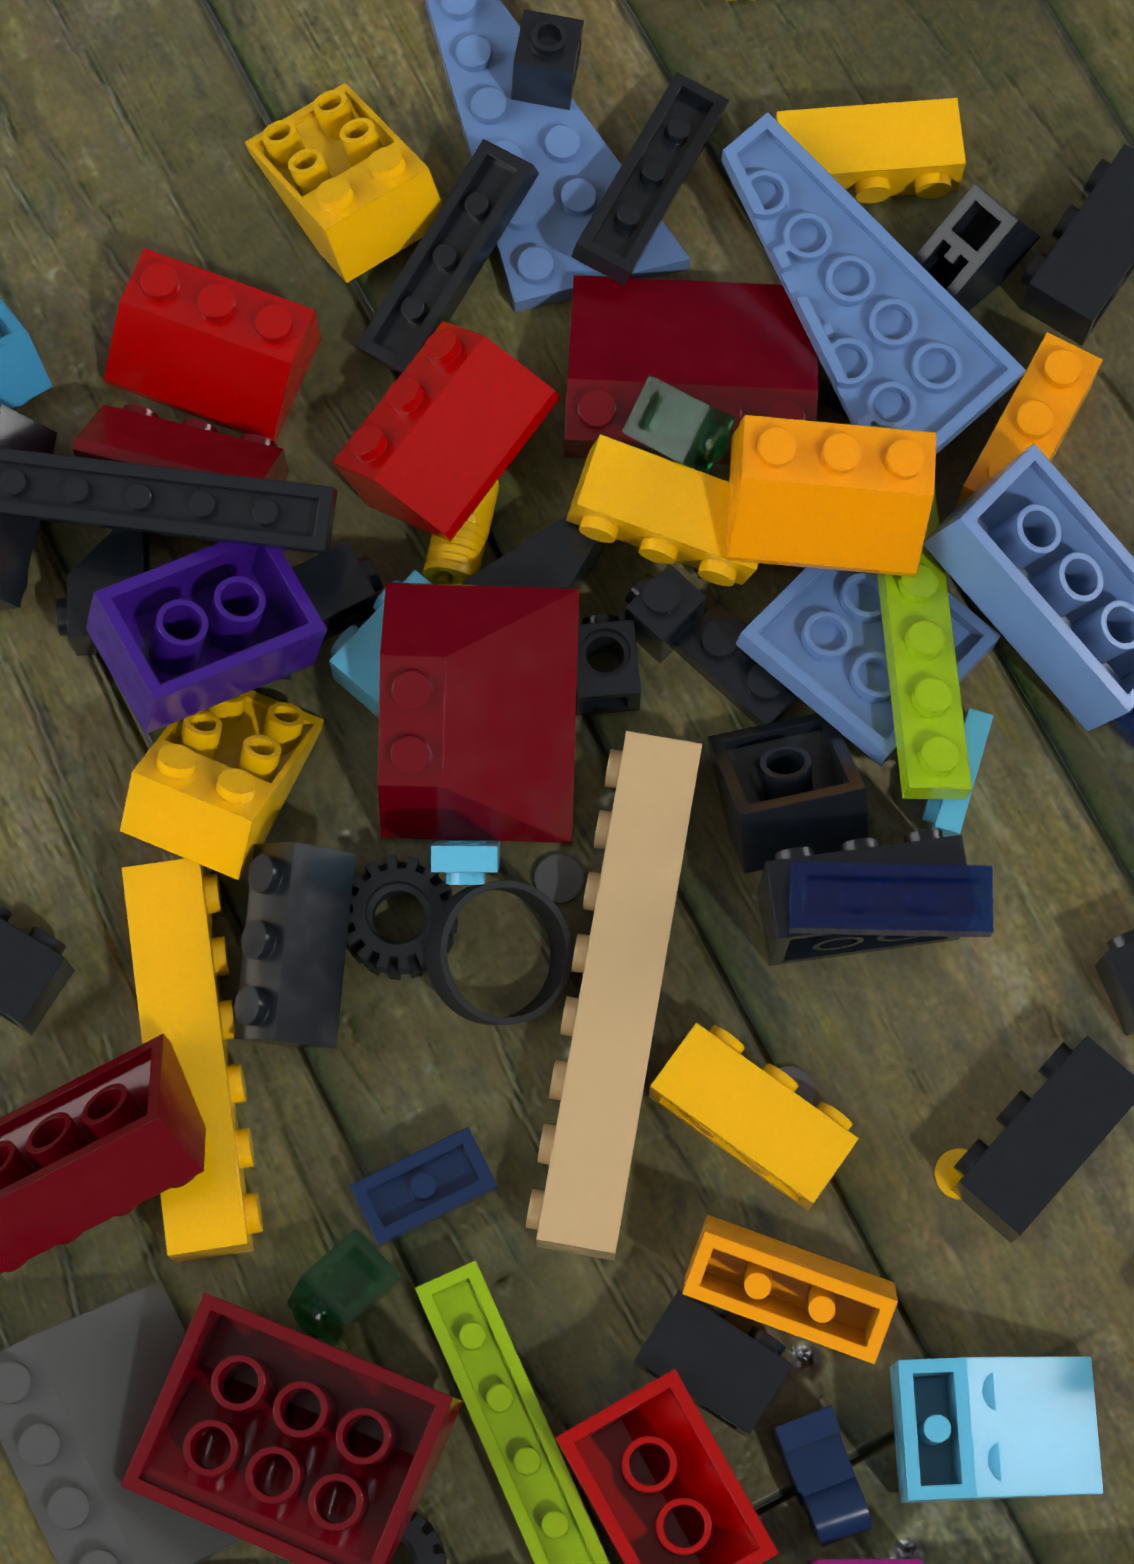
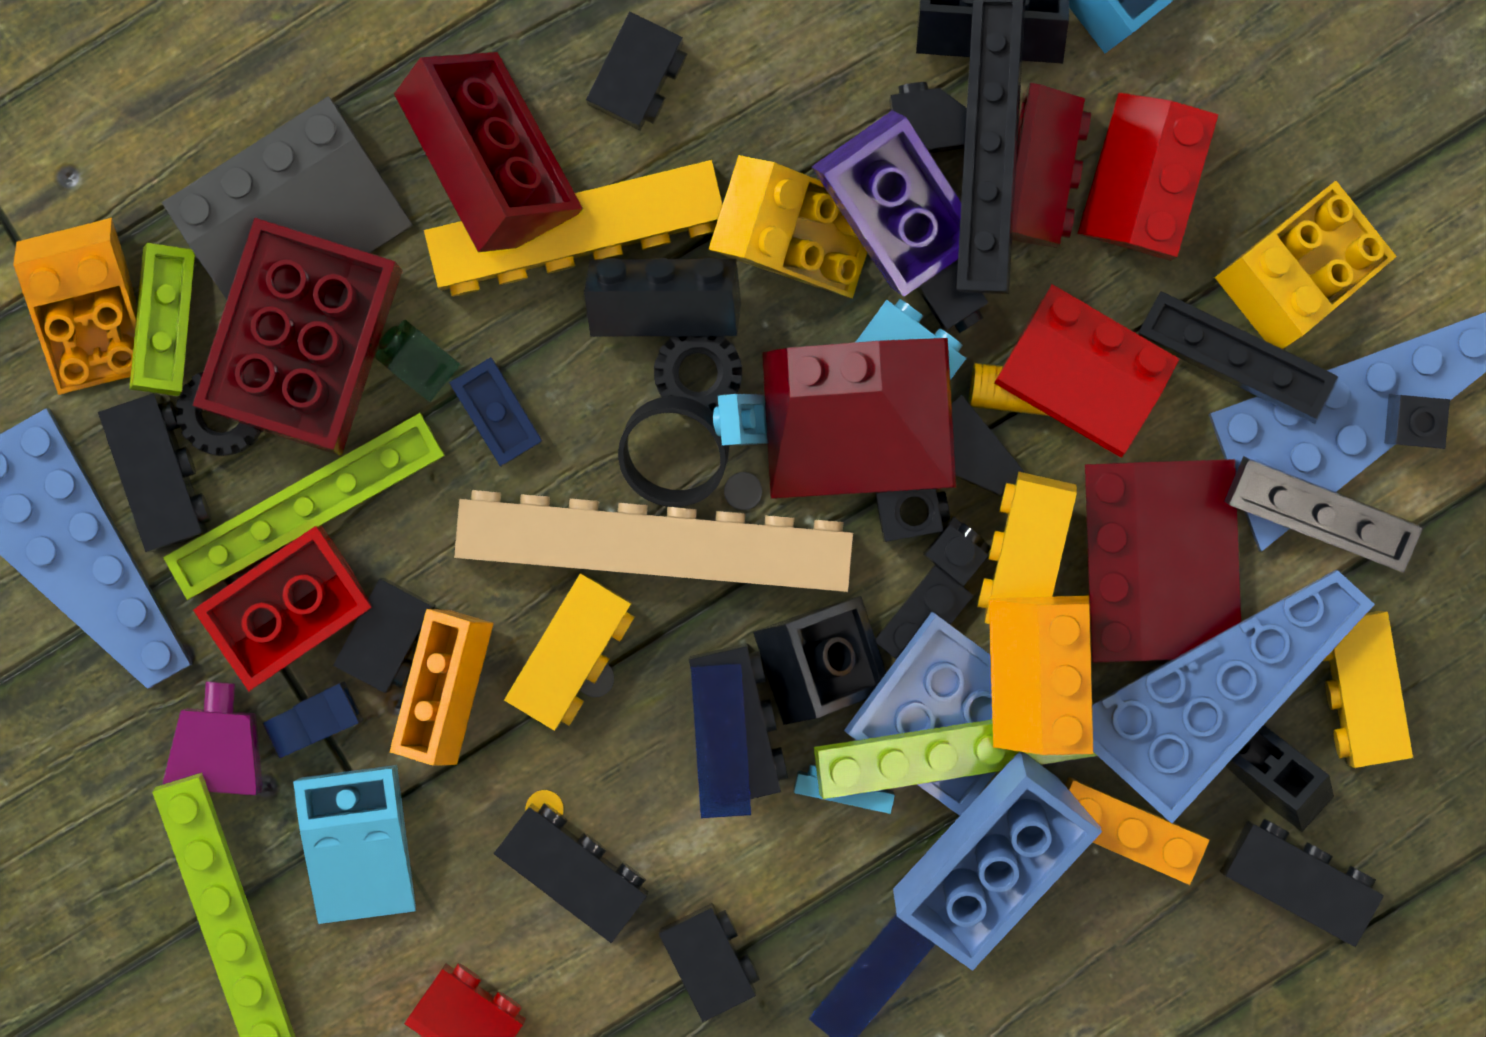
camera: 85 degrees right, 15 degrees up
(679, 425) = (1094, 553): clear green bracket -> none

